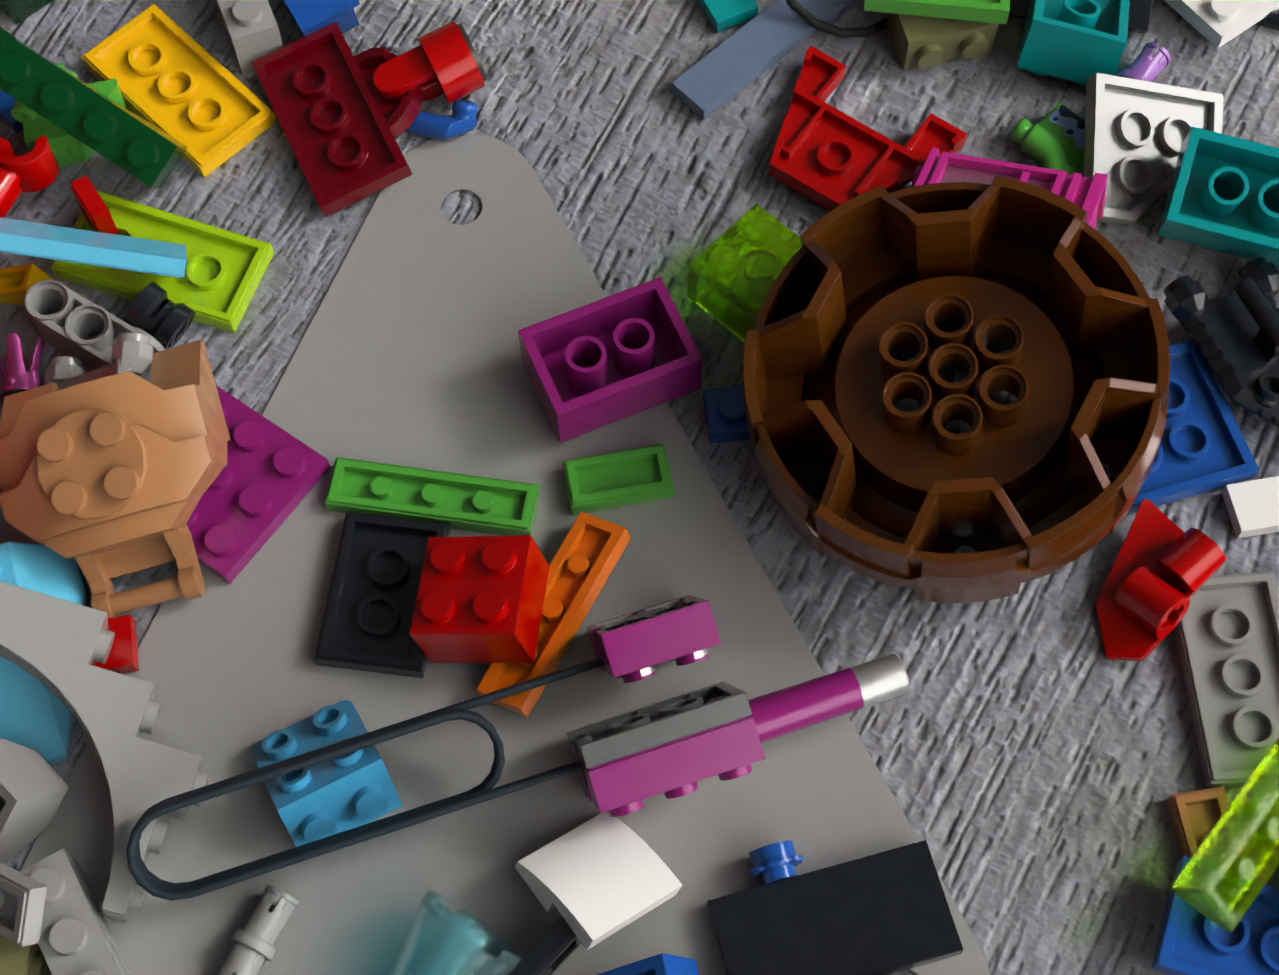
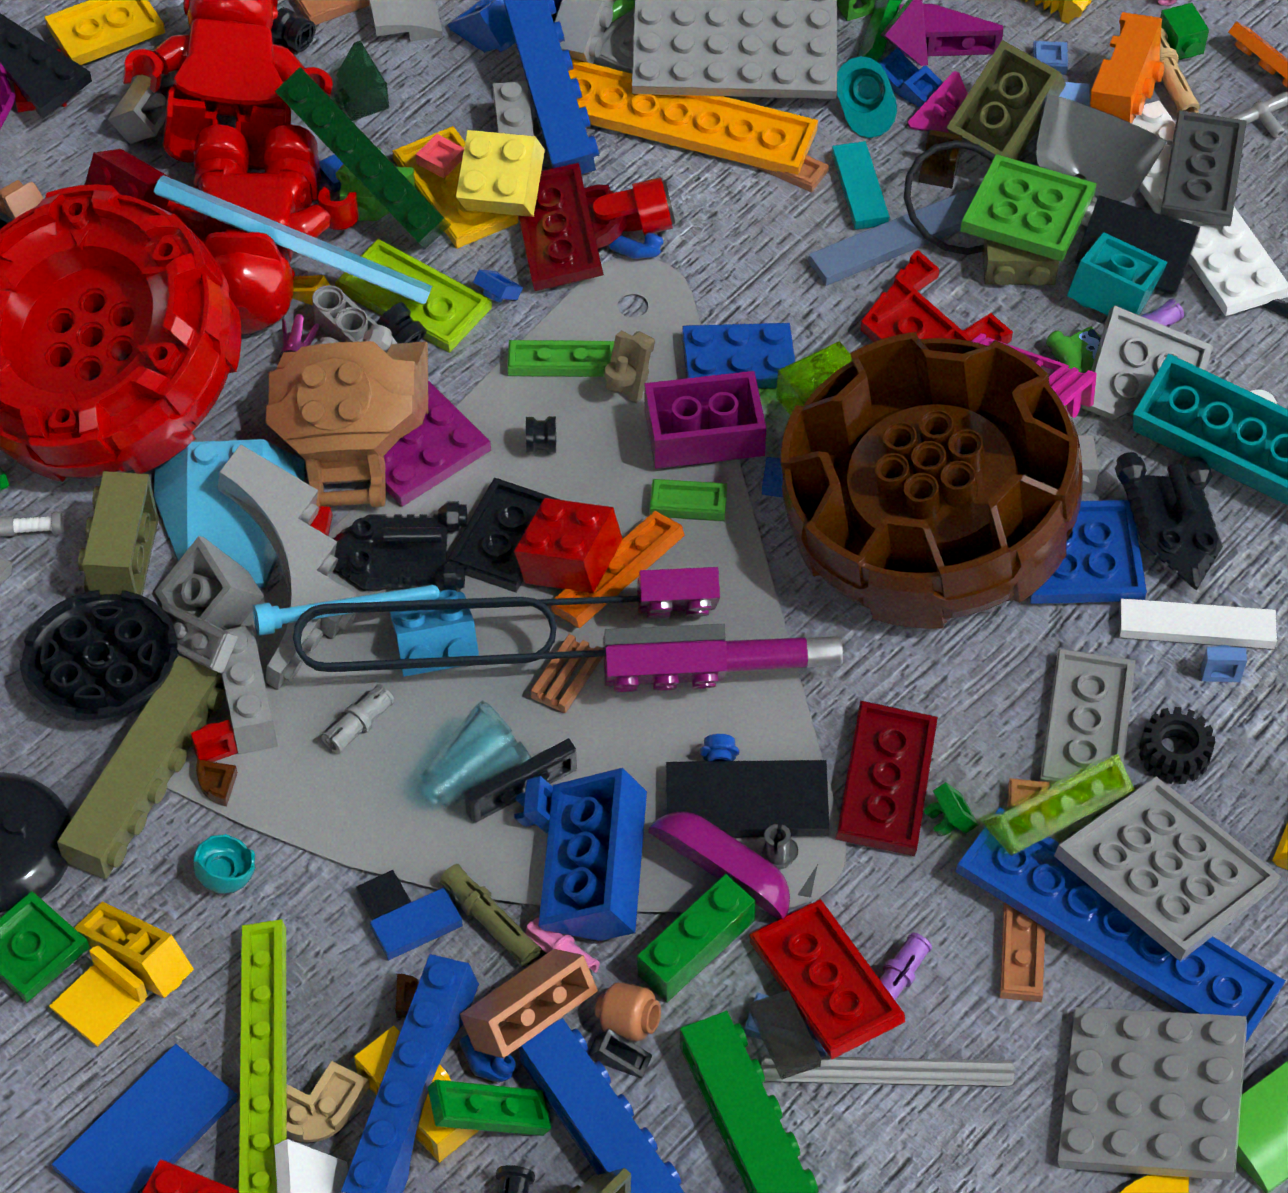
camera: 15 degrees right, 10 degrees down
(89, 834) = (269, 617): none -> medium azure piece
(93, 206) = (374, 245): red tile -> none
(148, 52) = (440, 156): none -> coral plate
(236, 63) = (500, 173): none -> light yellow brick
(245, 657) = (402, 550): none -> black shield
(274, 222) = (497, 286): none -> blue plate
(390, 307) = (558, 358): none -> bright green tile
(393, 432) = (541, 434): none -> black wheel
(433, 496) = (554, 479): bright green tile -> none
(487, 301) = (629, 364): none -> dark tan hips
(540, 748) = (553, 668): none -> nougat tile
(598, 878) = (597, 728): white slope -> none
(620, 246) = (738, 349): none -> blue plate
(1009, 840) = (887, 778): none -> dark red tile
(1116, 865) = (954, 809): none -> green tile
(1152, 583) = (1042, 645): red panel -> none

